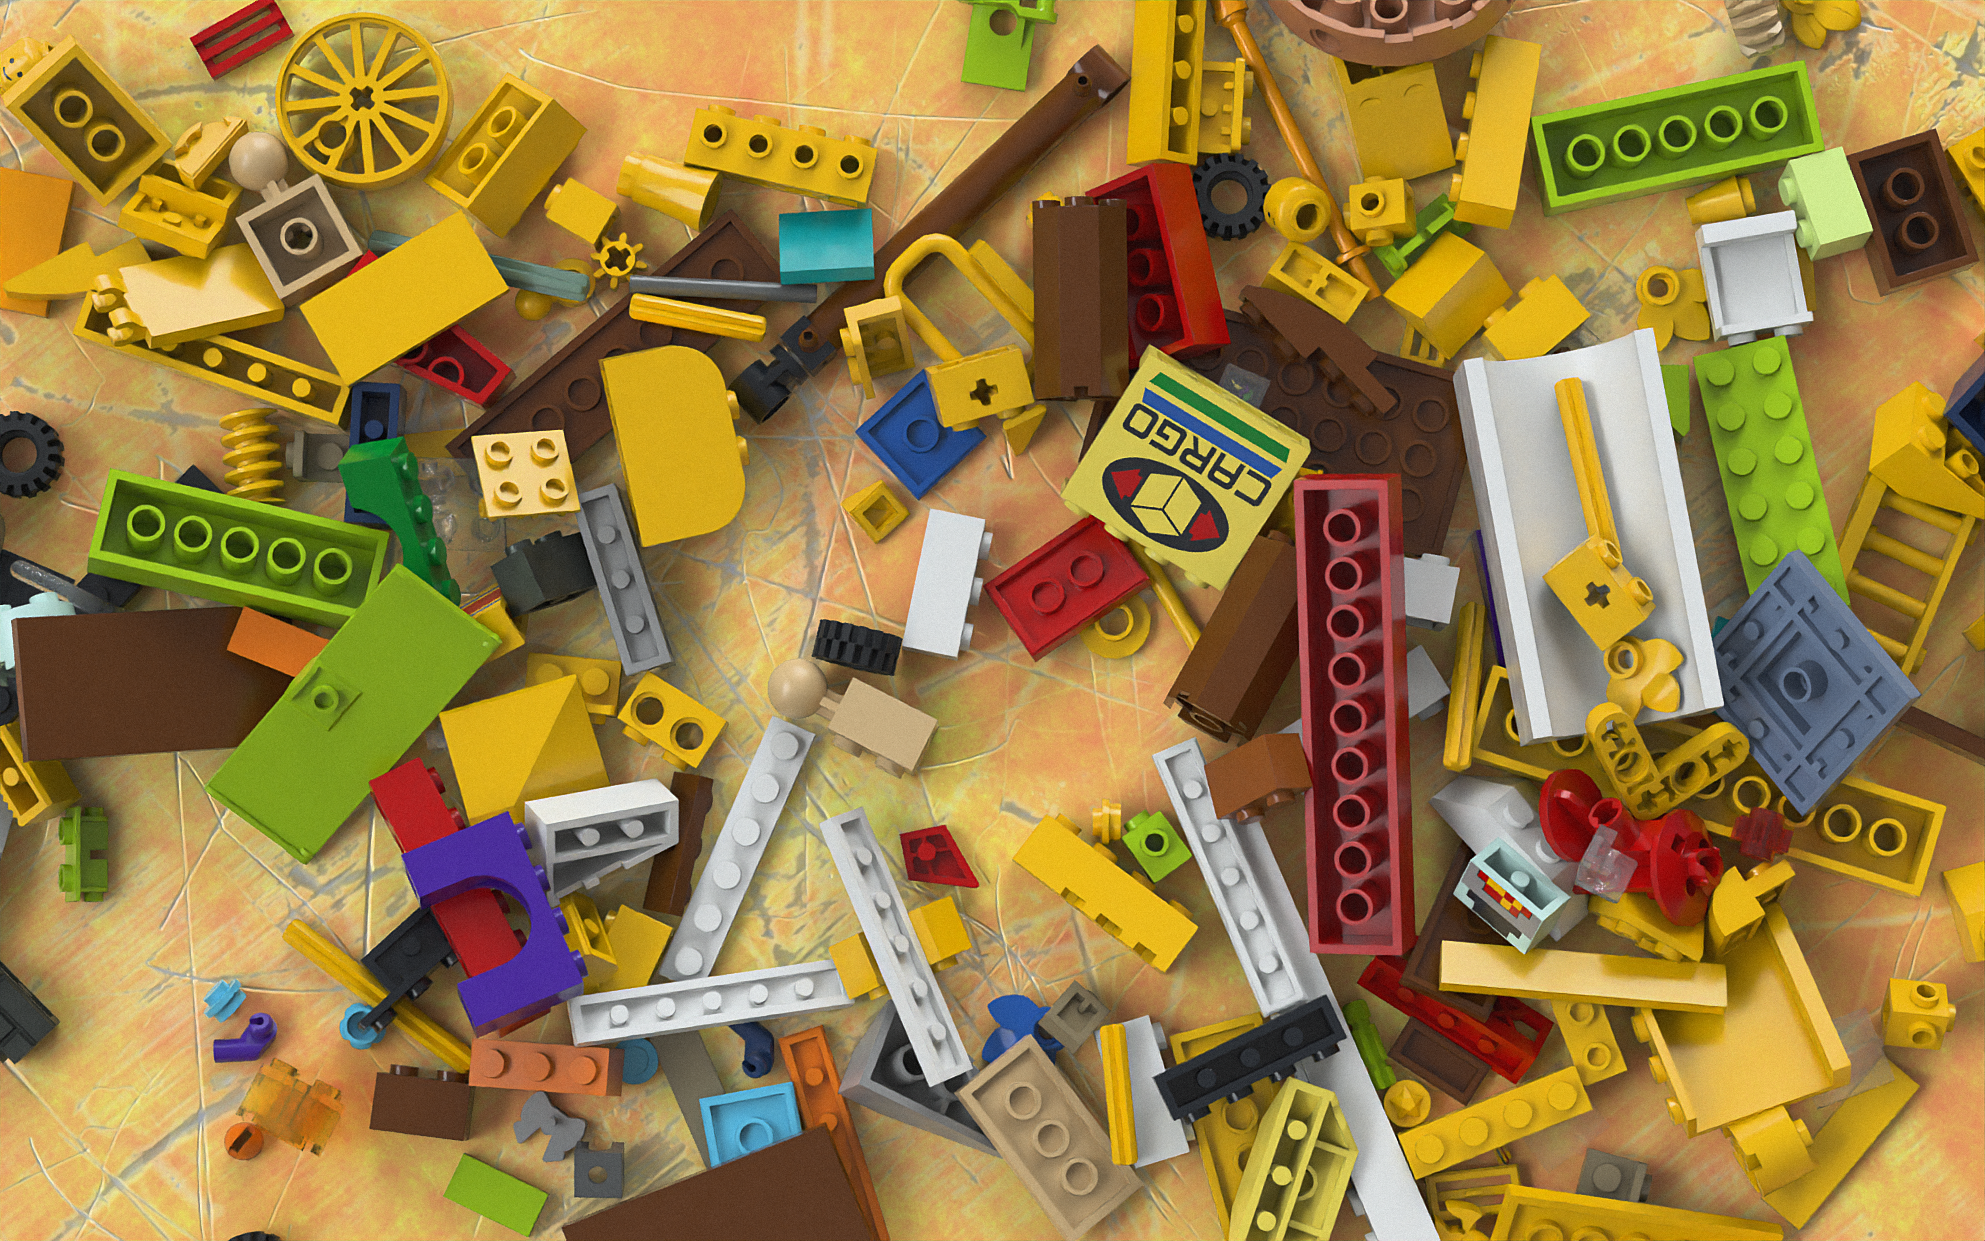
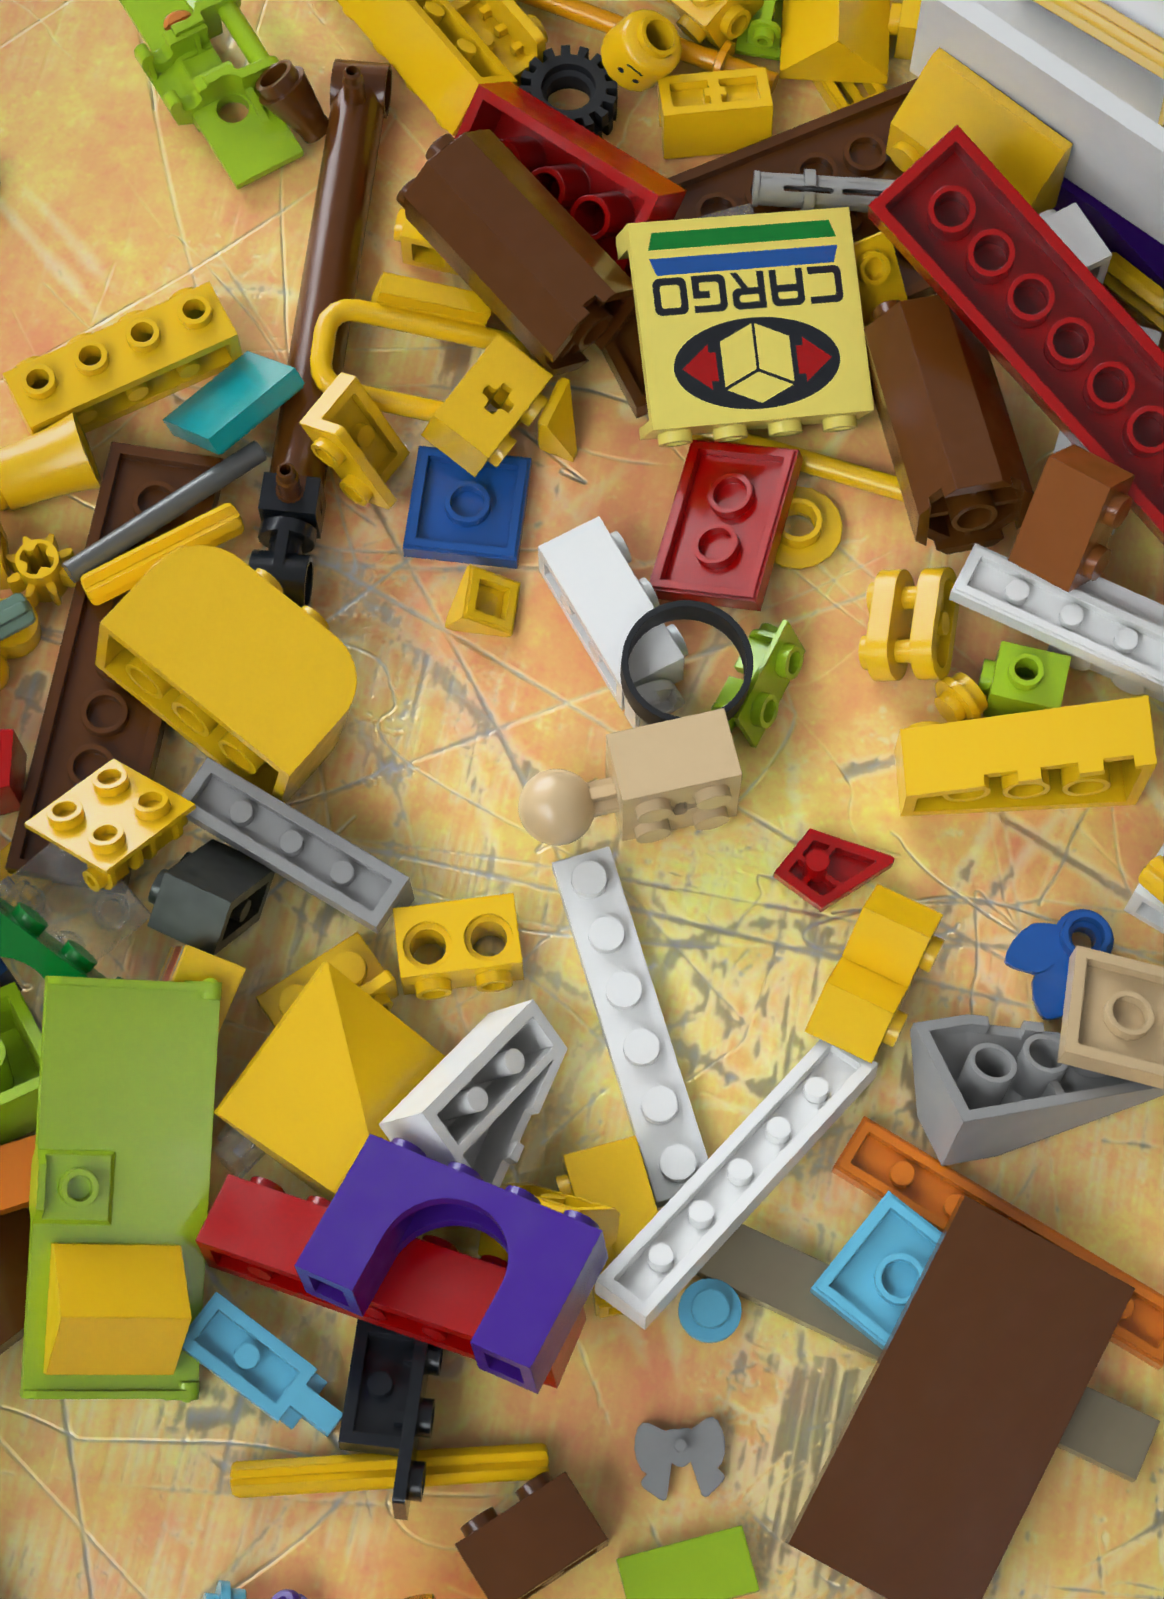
camera: 40 degrees left, 15 degrees down
(295, 781) = (115, 1309): none -> yellow slope
(349, 1029) = (388, 1533): medium azure plate -> none
(352, 877) = (259, 1366): none -> medium azure hinge
(546, 1067) = (627, 1387): orange brick -> none
(611, 1160) = (751, 1453): dark grey piece -> none
(672, 868) = (582, 1084): reddish brown tile -> none
(758, 1048) = (820, 1193): dark blue arm -> none
(857, 647) = (576, 724): black tyre -> none
(895, 946) = (875, 964): white plate -> none
(922, 664) = (660, 694): none -> white tile
(940, 619) = (690, 611): none -> black tyre
(1018, 699) = (775, 662): none -> lime hinge
(1042, 52) = (291, 98): none -> reddish brown cone
(1074, 1016) = (1101, 894): dark tan bracket -> none
(1117, 749) = (910, 625): none -> yellow brick
(1307, 330) = (746, 132): reddish brown slope -> none
(1331, 419) = (769, 190): none -> light grey pin
(1438, 473) = (1008, 135): none -> yellow slope

